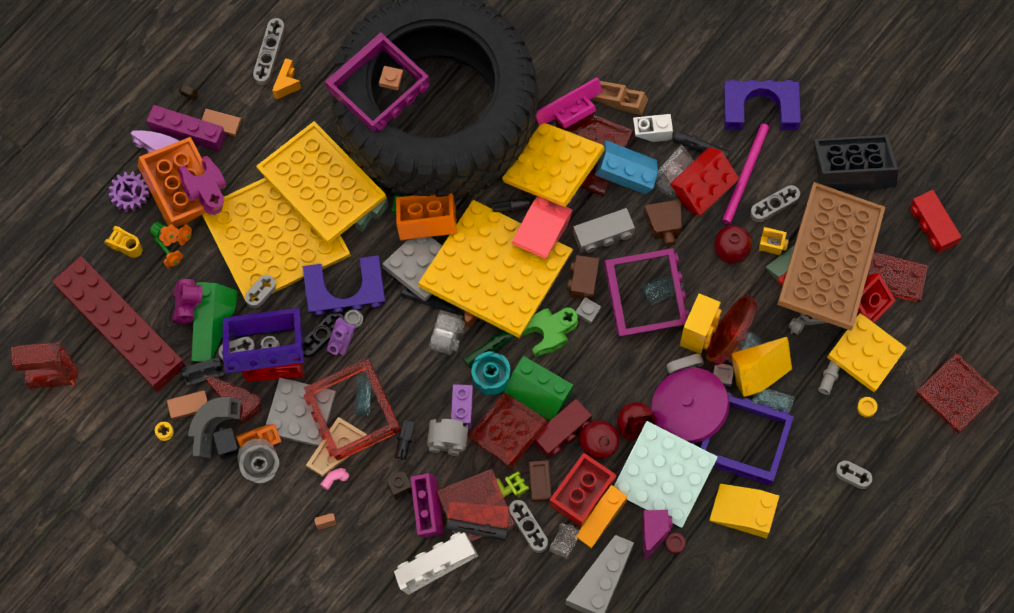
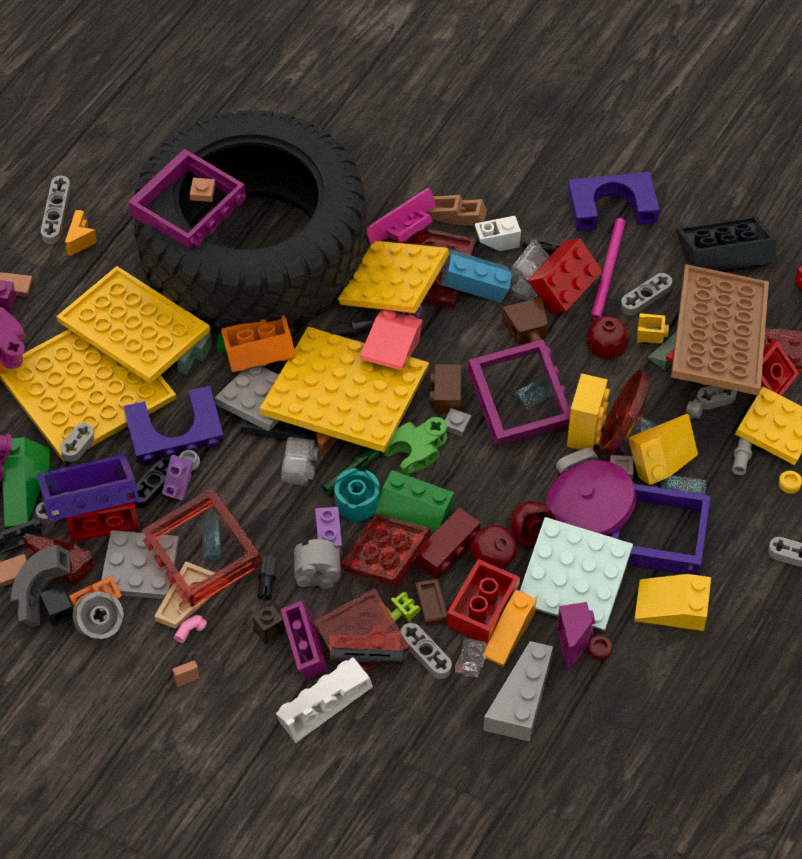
camera: 10 degrees left, 15 degrees down
(603, 231) = (461, 339): light grey brick -> none

